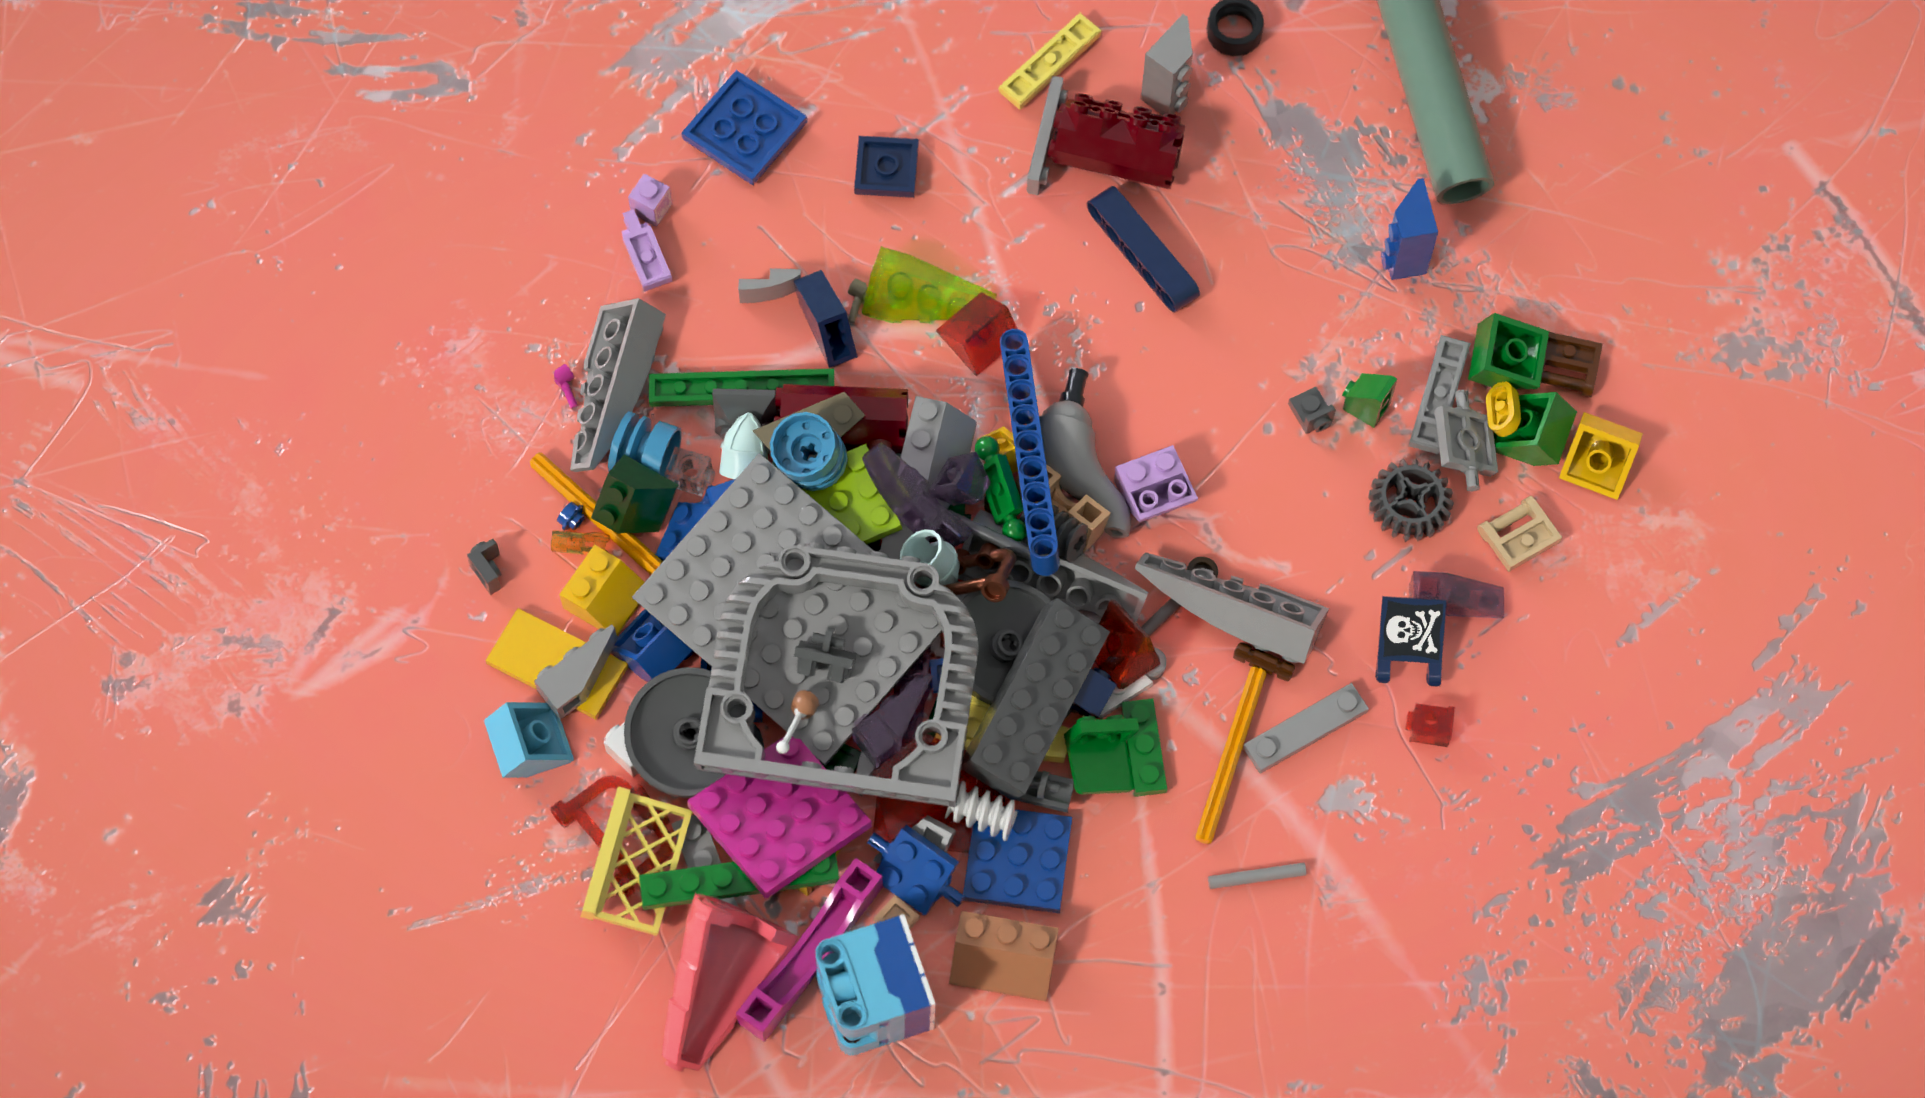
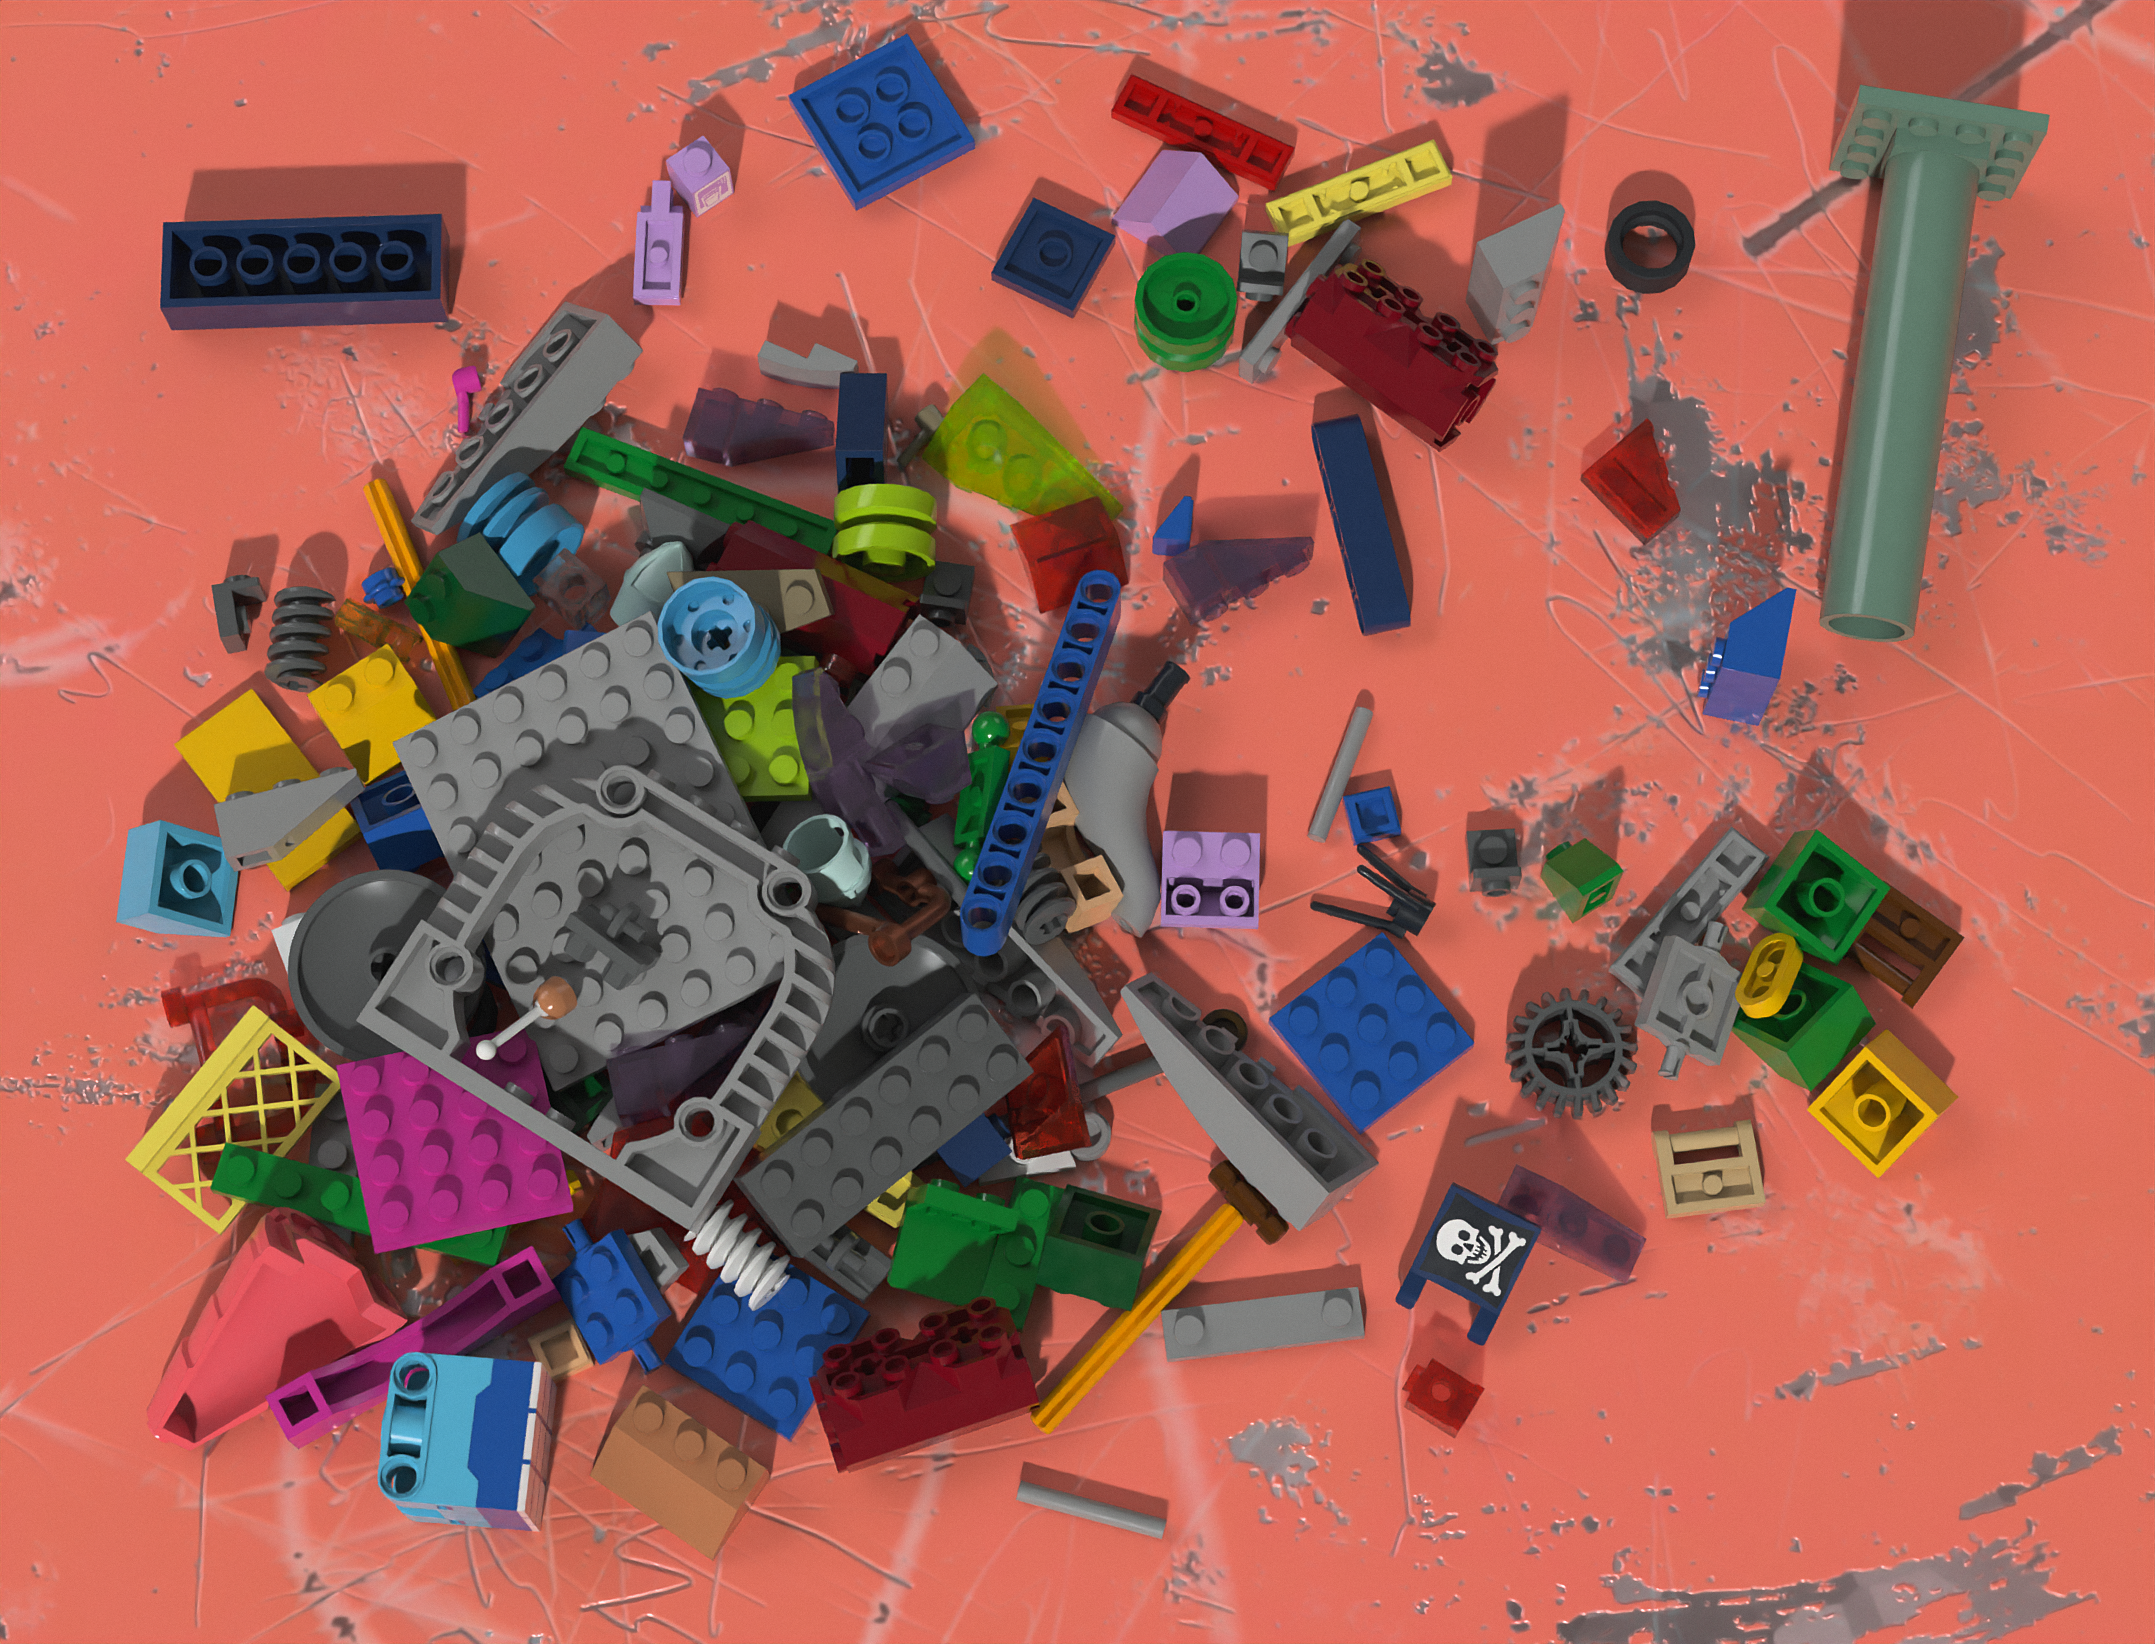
camera: 25 degrees right, 5 degrees up
(434, 348) = (305, 272): none -> dark blue brick
(533, 566) = (296, 638): none -> dark grey piece
(747, 338) = (746, 431): none -> clear purple slope
(866, 358) = (886, 531): none -> lime wheel
(917, 381) = (947, 594): none -> dark grey bracket
(940, 60) = (1204, 131): none -> red plate
(944, 108) = (1177, 203): none -> lavender slope
(982, 166) = (1185, 311): none -> green wheel
(1013, 122) = (1262, 264): none -> dark grey bracket
(1038, 295) = (1175, 532): none -> blue slope
(1075, 306) = (1225, 570): none -> clear purple slope
(1120, 851) = (908, 1394): none -> dark red brick
(1190, 723) = (1098, 1247): none -> dark green slope
(1199, 397) = (1340, 774): none -> light grey bar
(1228, 413) = (1371, 815): none -> blue tile
(1276, 455) = (1408, 908): none -> black plant
(1288, 536) = (1371, 1033): none -> blue plate
(1291, 164) = (1635, 484): none -> clear red wing

